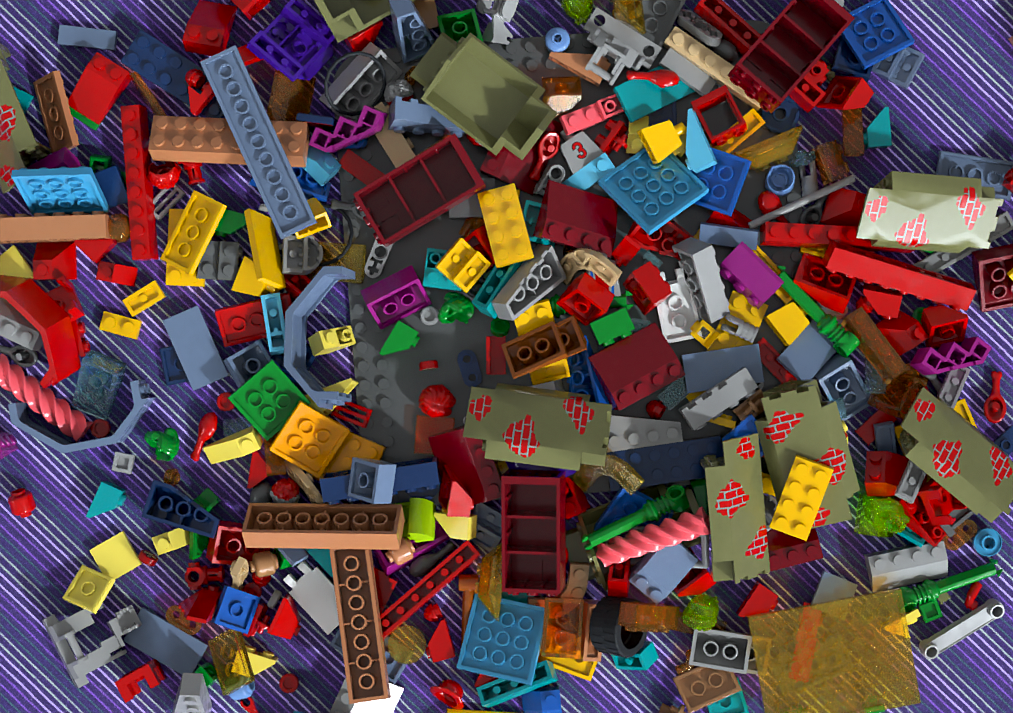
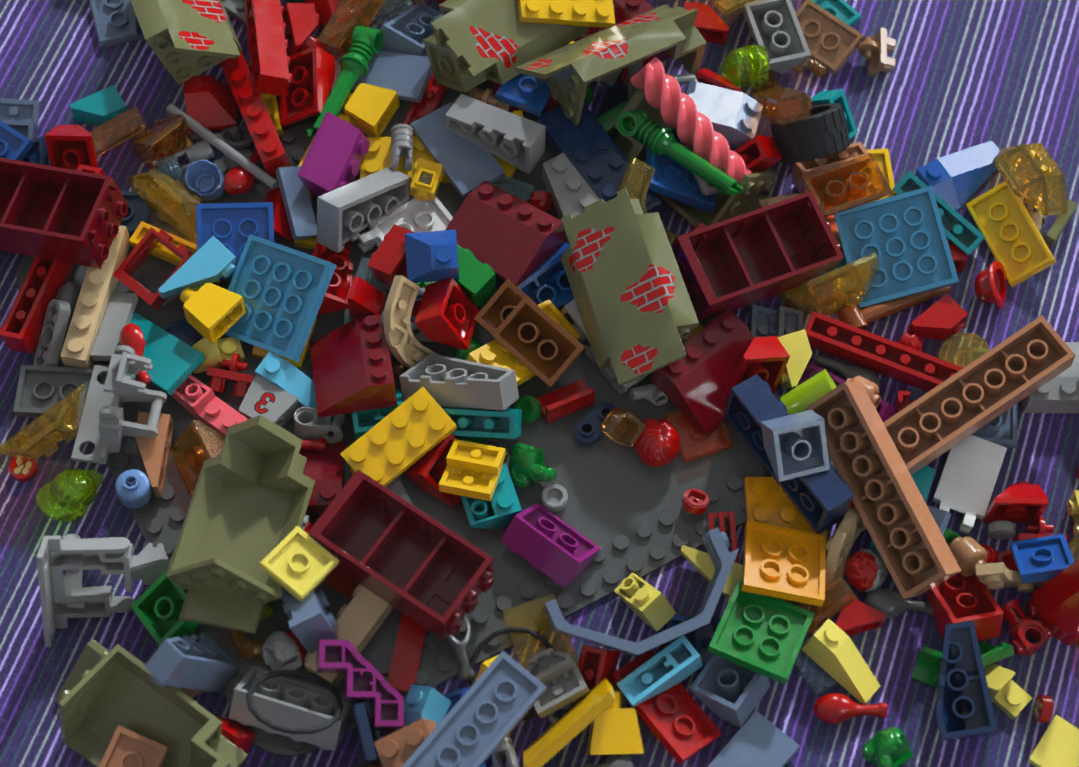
camera: 115 degrees left, 25 degrees down
(172, 477) = (924, 725): clear orange plate -> none
(224, 403) = (790, 702): red tile -> none
(380, 267) = (509, 581): light grey beam -> none
(383, 406) = (695, 501): none -> red tile
(400, 339) = (603, 517): green slope -> none
(428, 365) = (617, 469): red tile -> none
(438, 119) = (298, 563): none -> light yellow tile
(455, 382) = (622, 427): none -> clear orange panel
(470, 224) = (416, 497): clear orange arm -> none
(630, 306) = (431, 256): none -> blue slope

